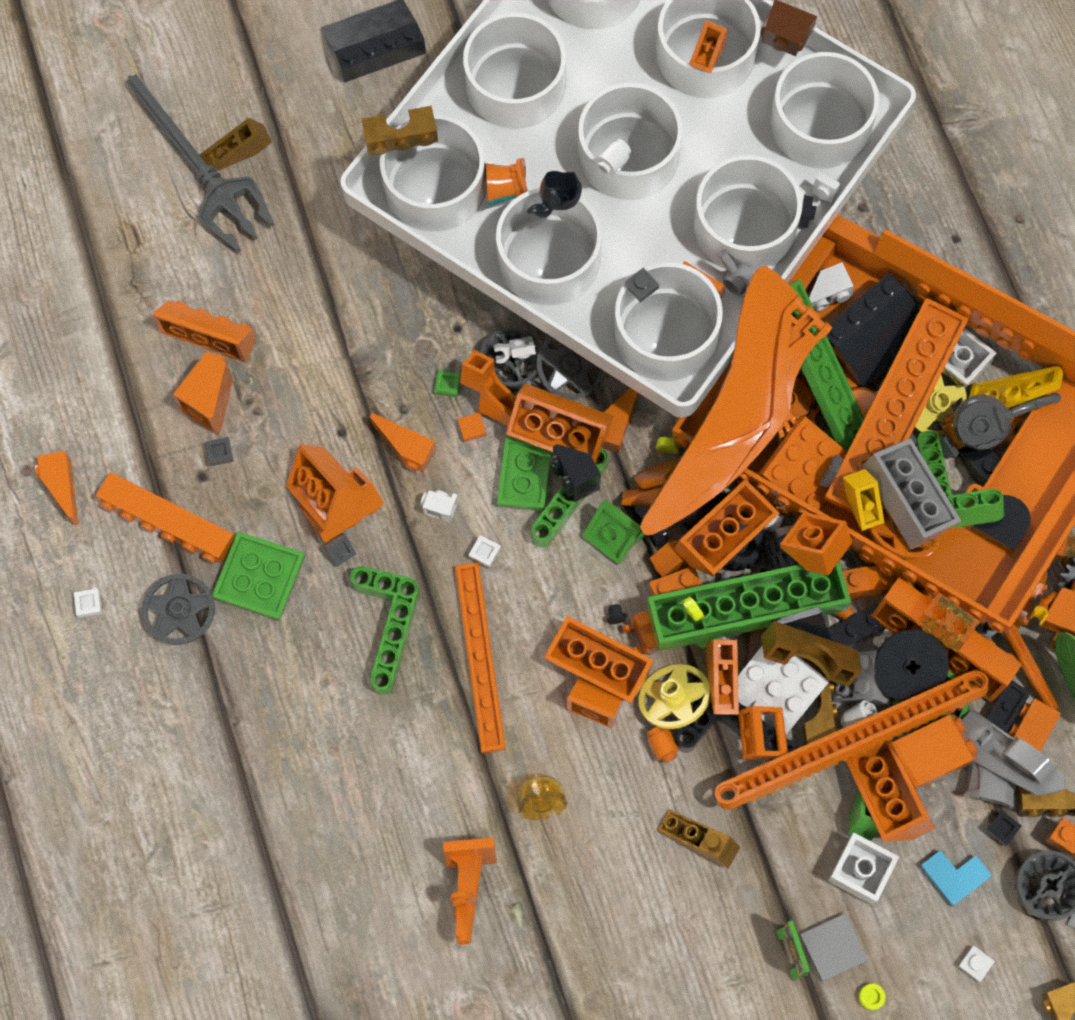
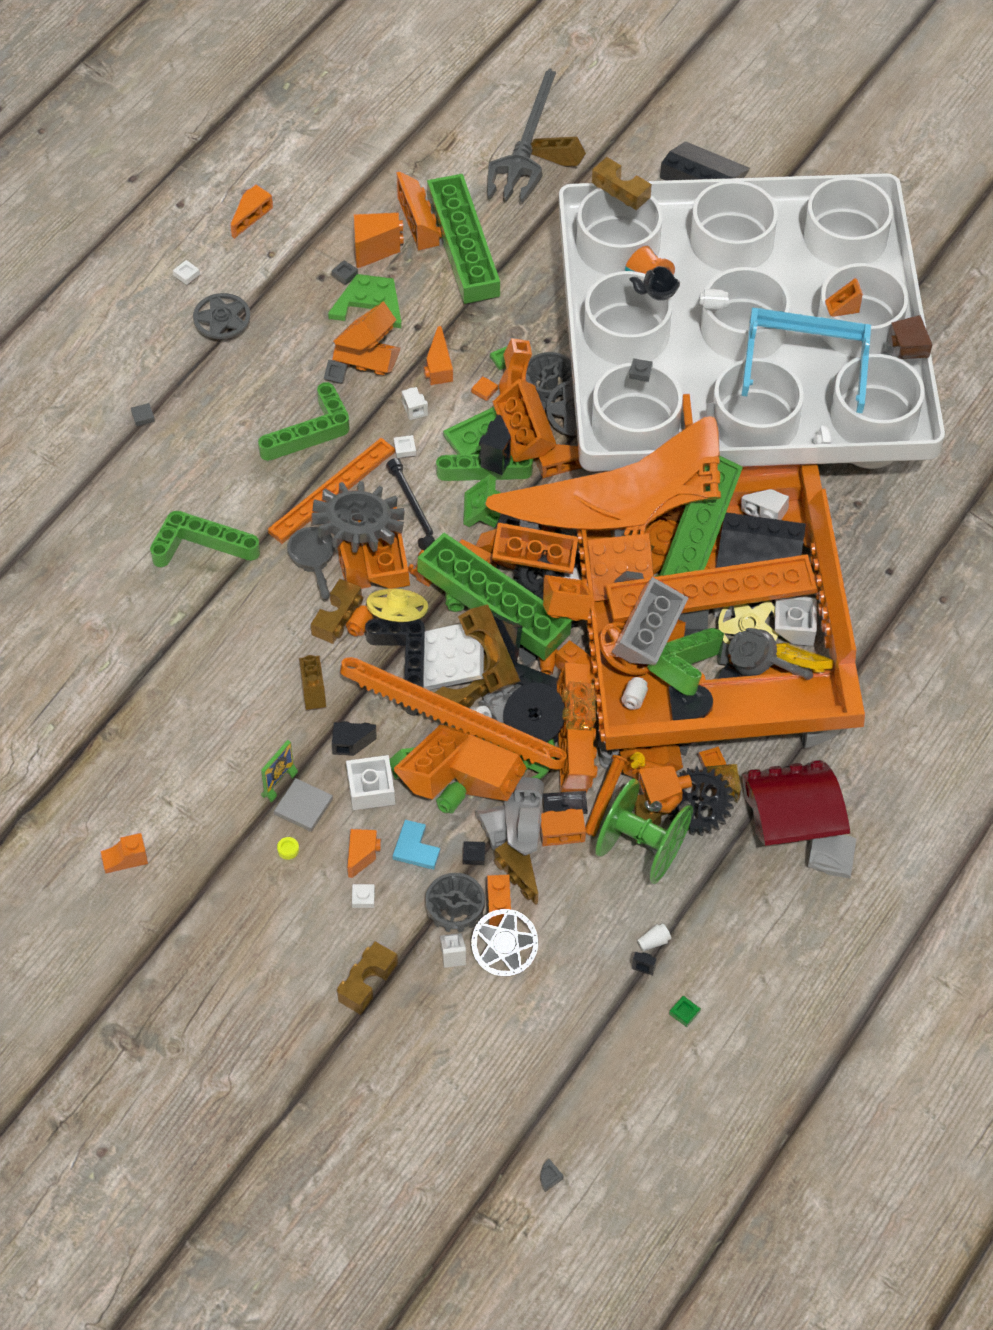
camera: 50 degrees right, 15 degrees down
(165, 518) = (275, 274): orange brick -> none
(236, 773) = (142, 414): none -> dark grey tile
(258, 576) = (281, 343): bright green plate -> none
(264, 446) = (367, 292): none -> bright green wing
(276, 311) = (463, 238): none -> bright green brick
(443, 821) = (202, 532): none -> bright green beam
(468, 858) = (188, 558): orange piece -> none
(505, 579) = (395, 468): none -> black piece
(518, 348) = (557, 369): white plate -> none
(541, 796) = (262, 575): clear yellow cylinder -> none
(545, 728) = (312, 554): none -> dark grey piece
(555, 643) = (342, 510): none -> dark grey gear
(627, 737) = (331, 624): none -> pearl gold arch
(692, 609) = (455, 556): neon yellow tile -> none
(718, 93) = (811, 325): none -> medium azure piece
(723, 676) = (432, 615): orange slope -> none
(752, 733) = (423, 648): orange tile -> none
(794, 849) = (352, 737): none -> black slope
(808, 211) = (795, 437): black plate -> none
(864, 499) = (621, 602): yellow slope -> none
(929, 930) = (362, 850): none -> orange slope
(932, 803) = (451, 797): none -> bright green brick
(959, 561) = (635, 693): none -> white brick

